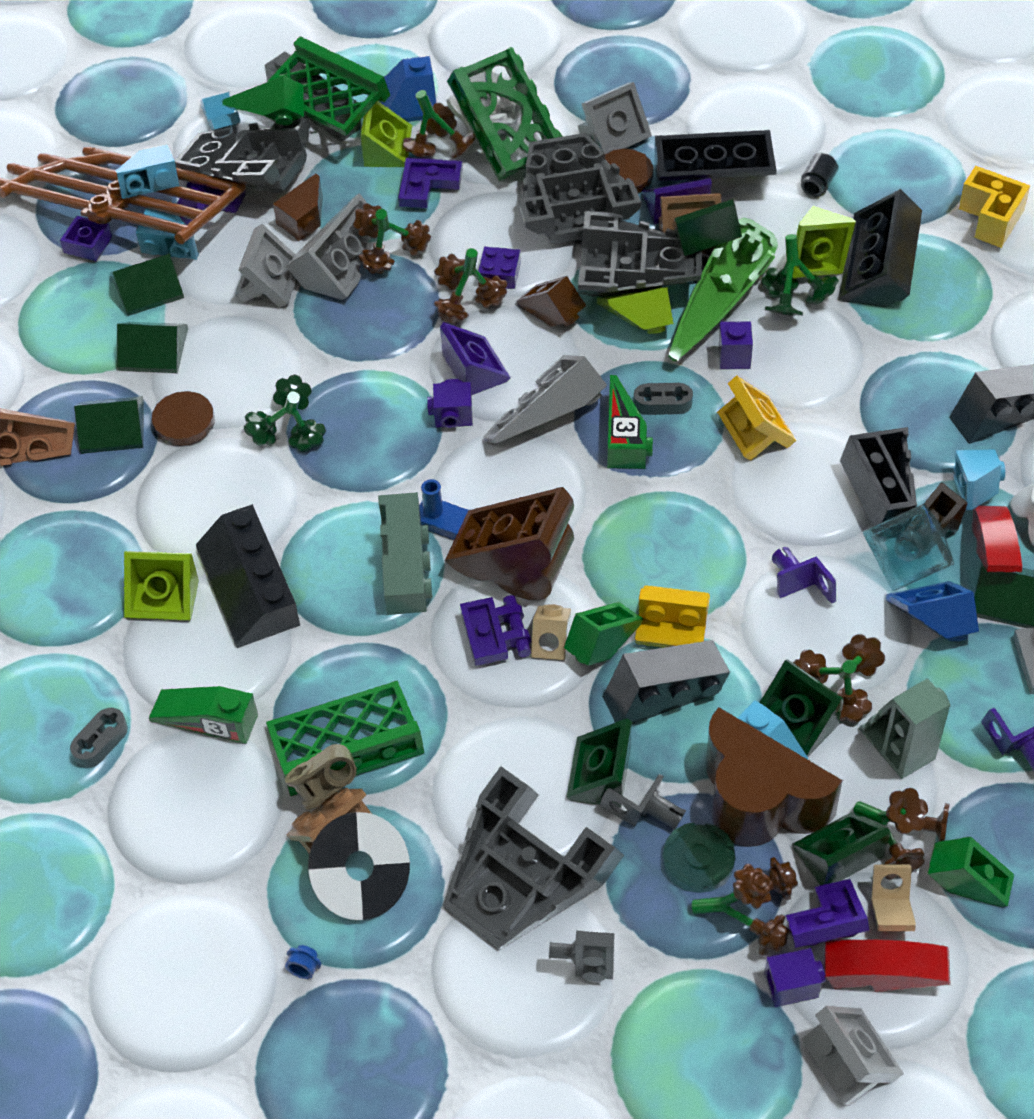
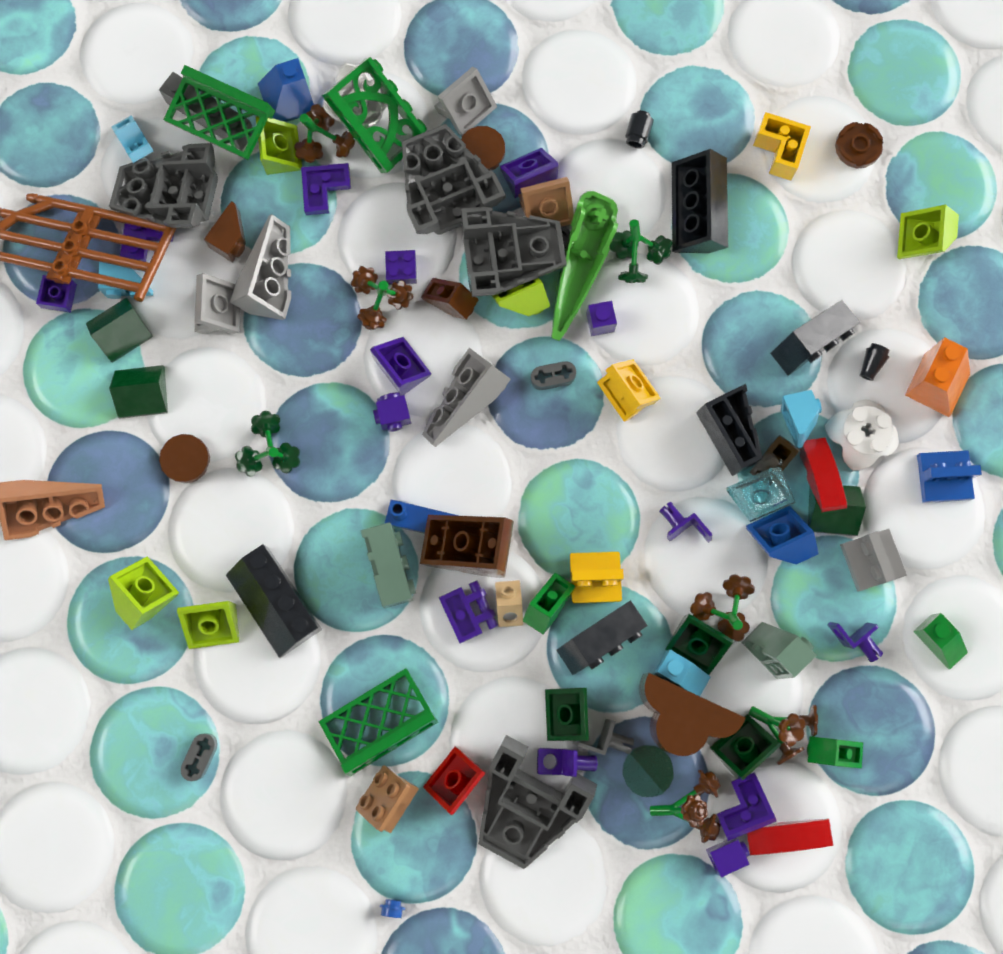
camera: 15 degrees left, 25 degrees up
(83, 542) = (140, 592): none -> lime slope
(110, 424) = (128, 473): dark green slope -> none
(147, 172) = (92, 230): medium azure slope -> none
(207, 711) = (270, 723): green slope -> none
(274, 101) = (177, 140): green slope -> none
(319, 776) = (376, 770): dark tan piece -> none
(328, 866) = (415, 856): sticker -> none
(374, 222) = (301, 276): reddish brown plant -> none
(434, 820) = (454, 780): none -> red slope
(590, 953) = (592, 875): dark grey plate -> none
(591, 818) = (566, 762): none -> dark purple bracket
(626, 431) = (531, 414): green slope -> none
(707, 227) = (563, 217): dark green slope -> none
(714, 155) = (554, 133): black slope -> none
(823, 242) = (656, 208): lime slope -> none
(850, 1053) = (775, 906): light grey bracket -> none
(892, 907) = (786, 787): tan bracket -> none

